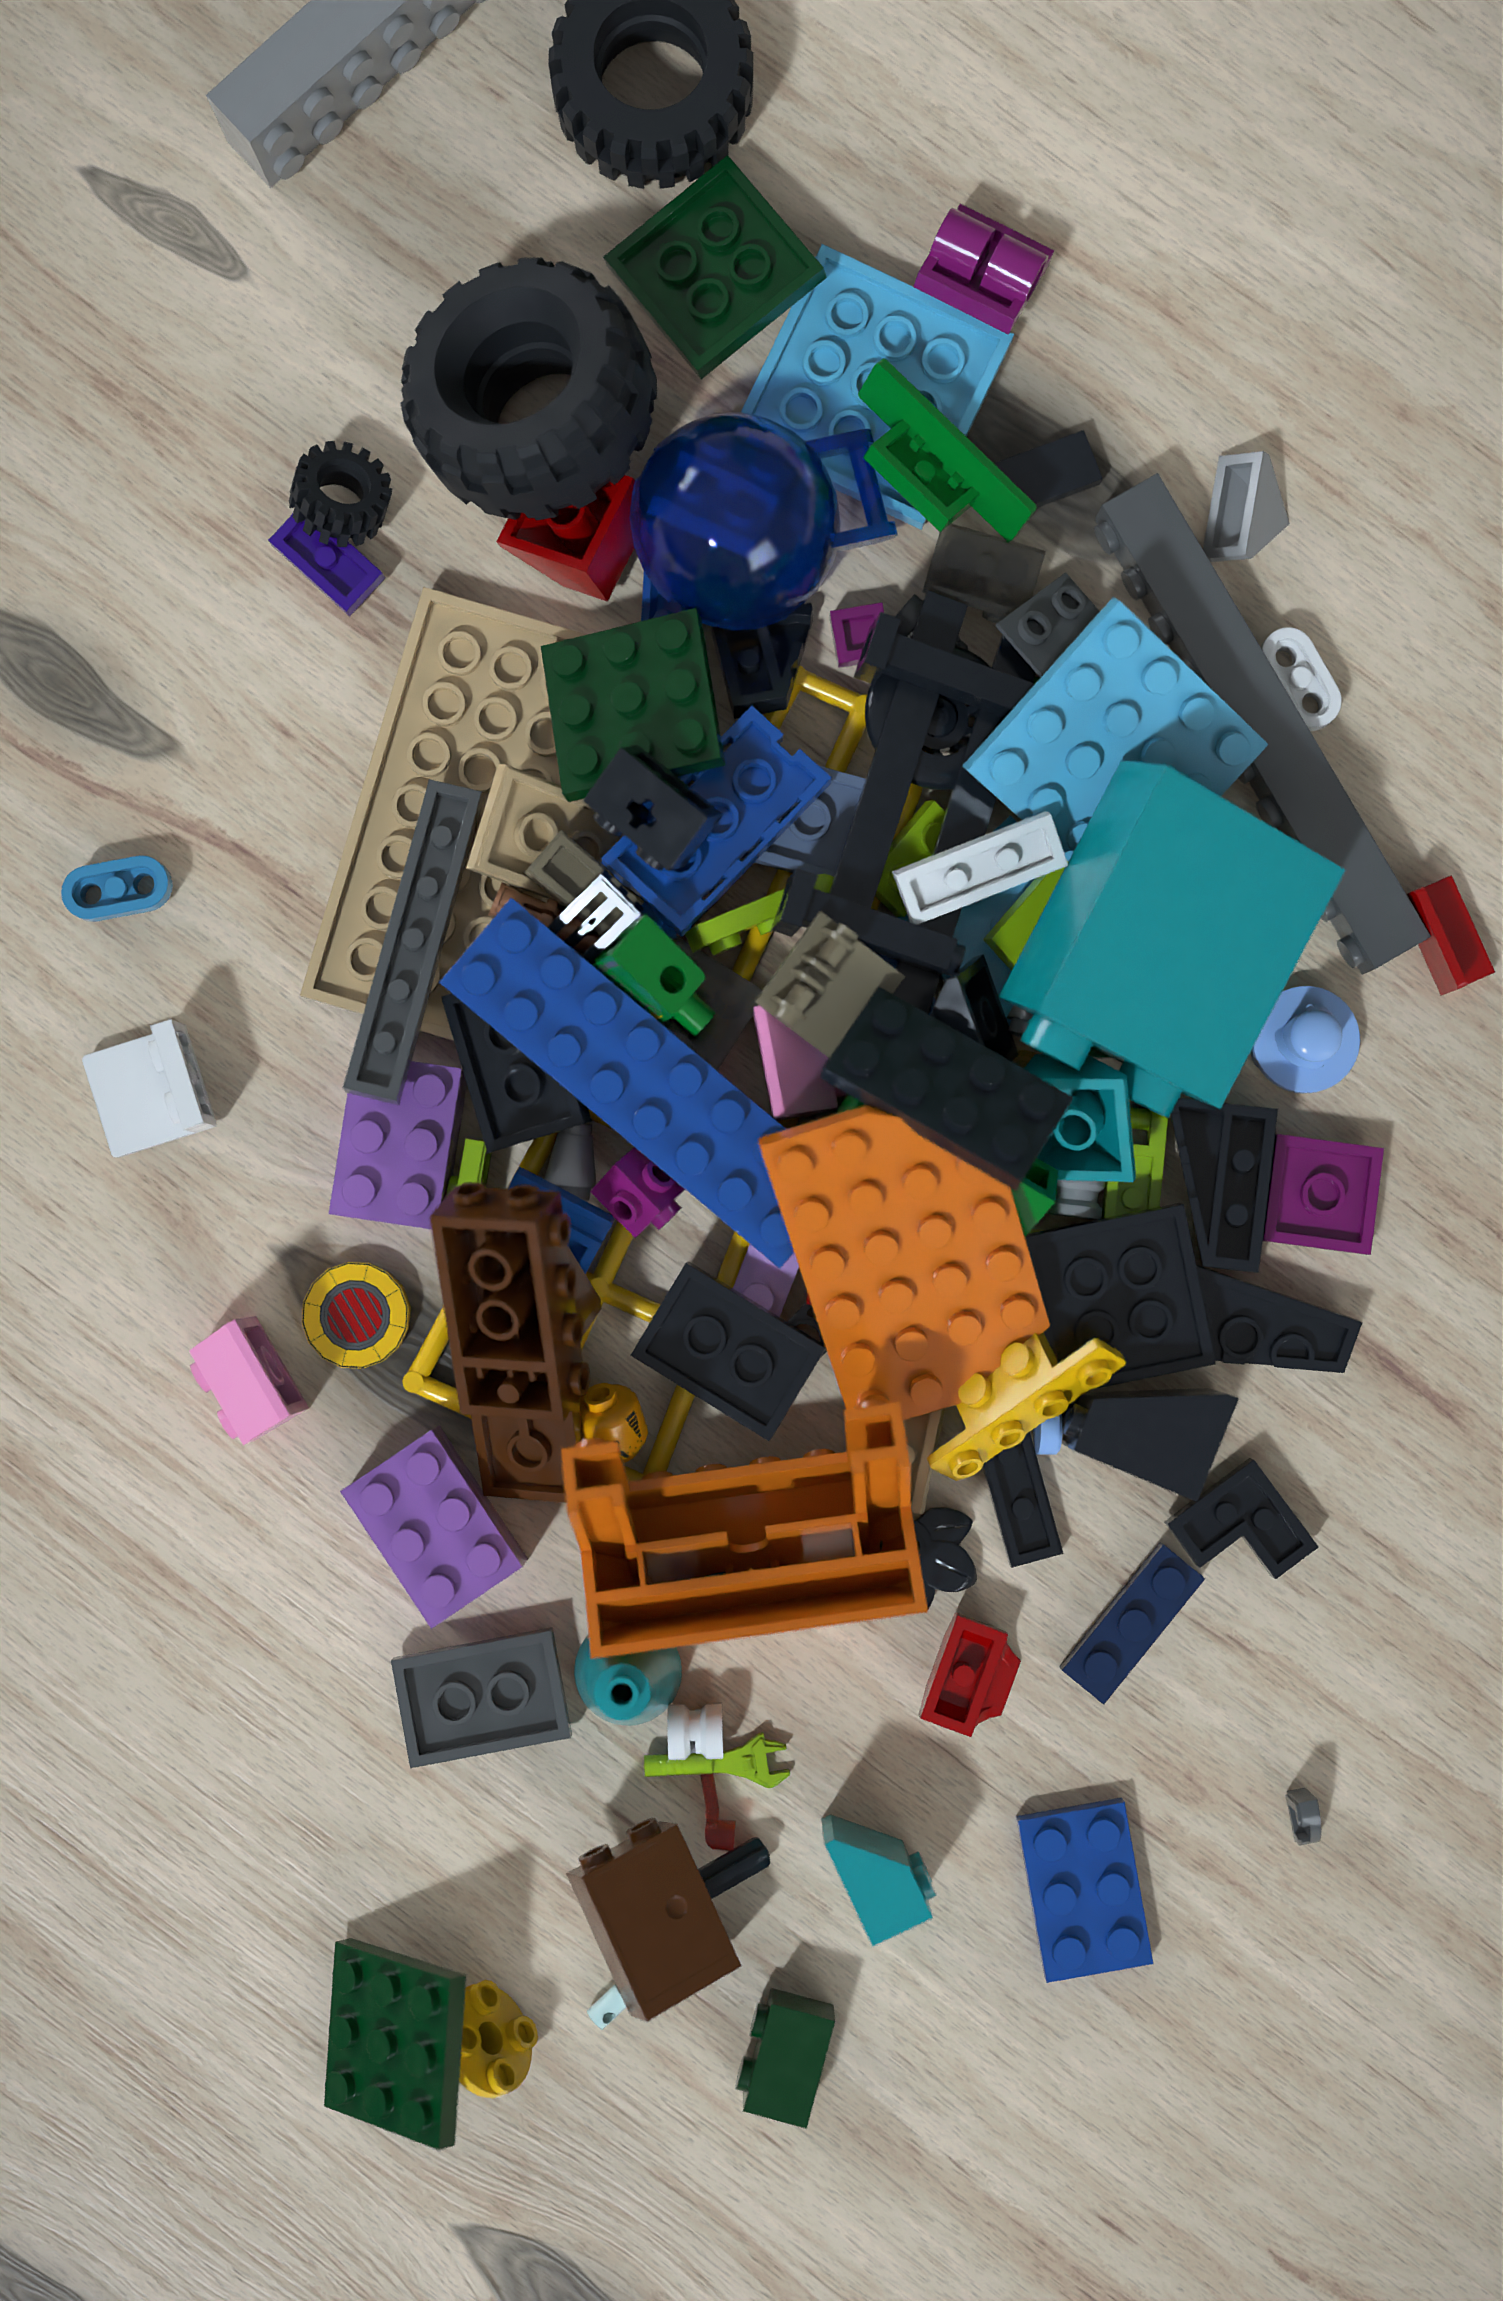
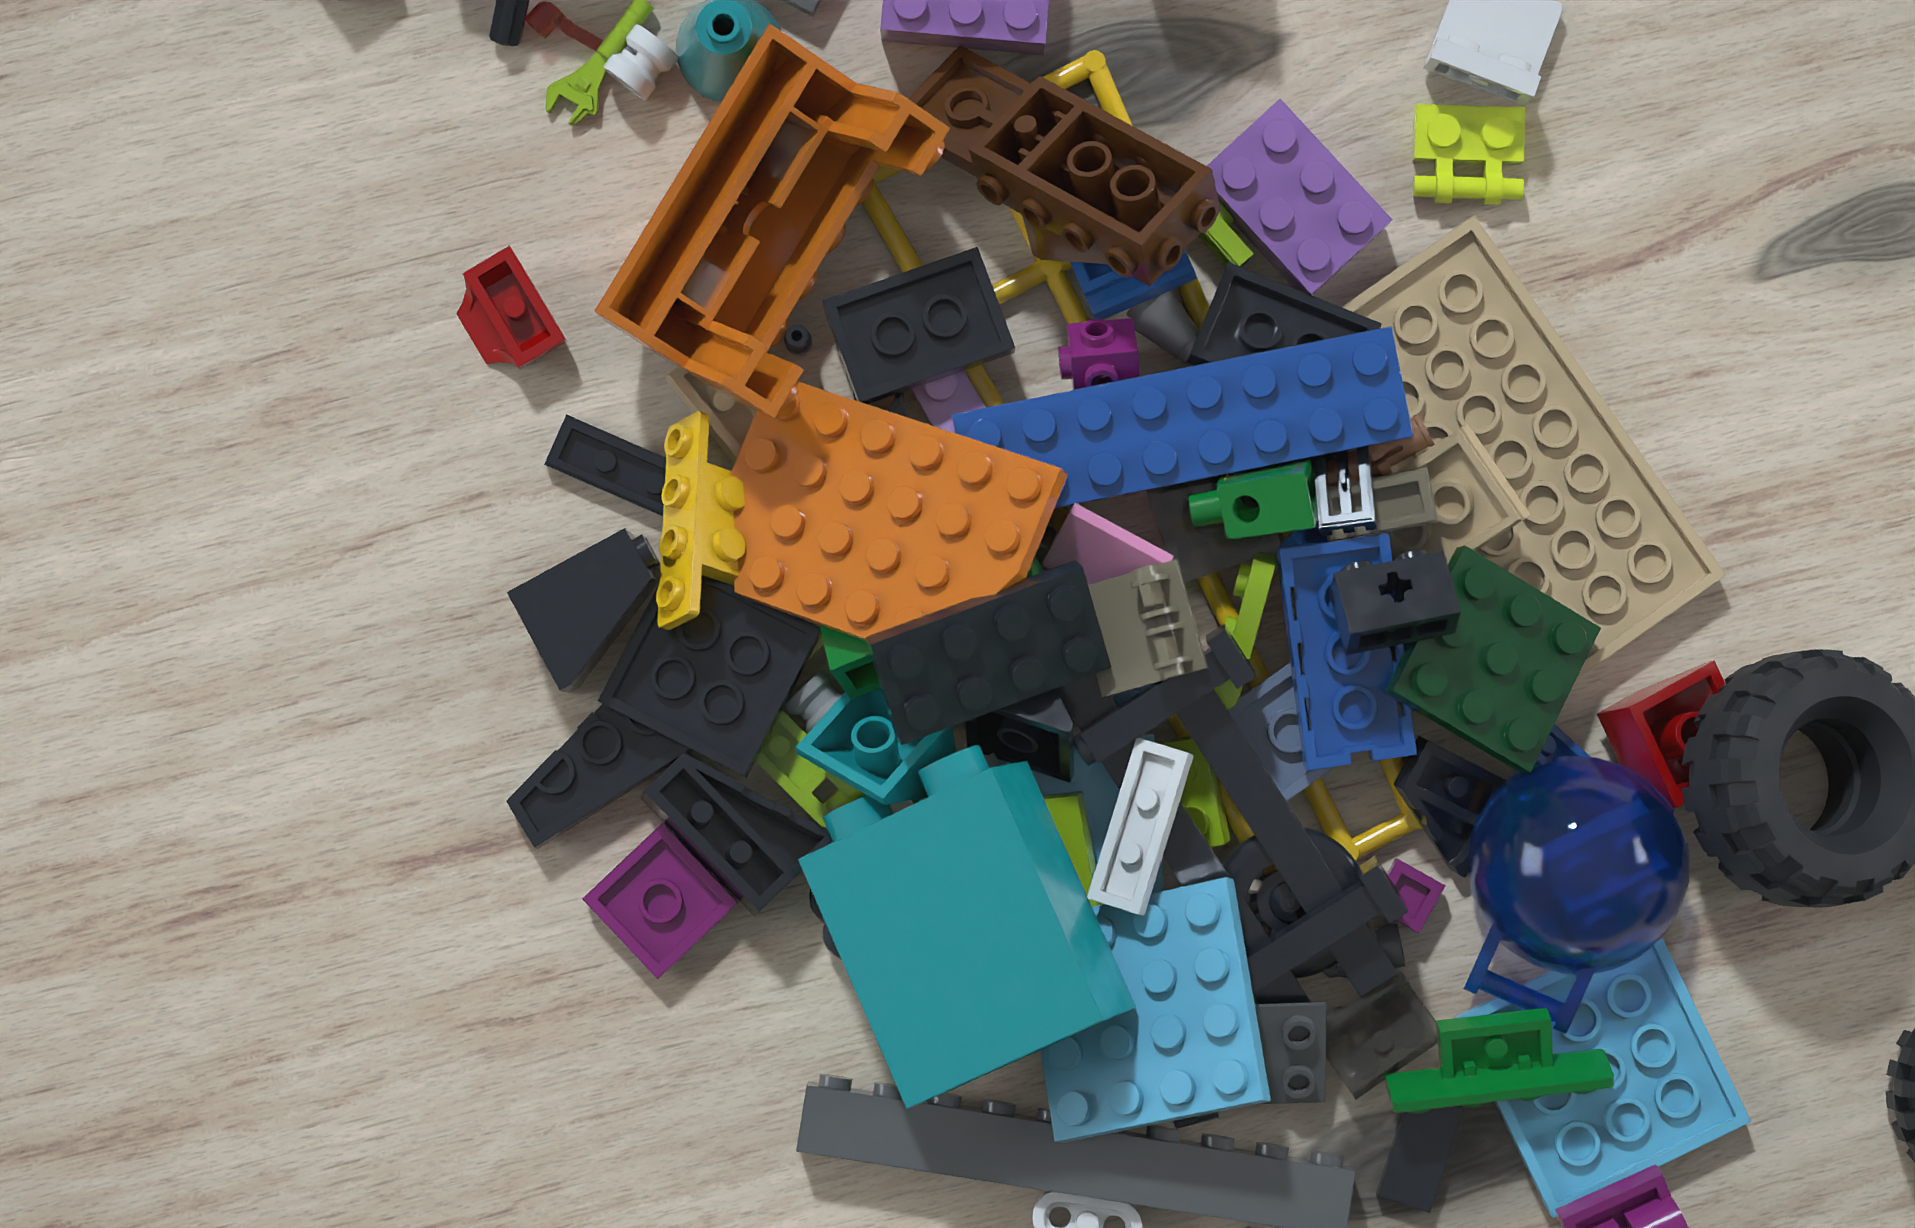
camera: 125 degrees right, 0 degrees up
(118, 886) = (1675, 140): dark azure plate -> none
(242, 1050) = (1468, 136): none -> neon yellow plate
(336, 571) = (1811, 516): dark purple plate -> none
(345, 470) = (1865, 592): black tyre -> none
(356, 1315) = (1183, 58): tile -> none
(413, 942) = (1442, 336): dark grey plate -> none
(614, 1415) = (938, 196): light orange head -> none
(715, 267) = (1800, 1017): dark green plate -> none
(811, 1428) = (798, 347): none -> black piece
(880, 1878) = (415, 113): teal slope -> none
(942, 1560) = (623, 364): black plate -> none
(1048, 1436) = (645, 523): light blue tile -> none
(1084, 1890) = (268, 268): blue plate -> none
(1132, 1623) = (445, 474): dark blue plate -> none
(1244, 1507) = (466, 634): black plate -> none
(1304, 1816) = (185, 486): dark grey tile -> none
(1307, 1041) = (793, 989): light blue plate -> none
(1454, 949) = (784, 1175): red panel -> none

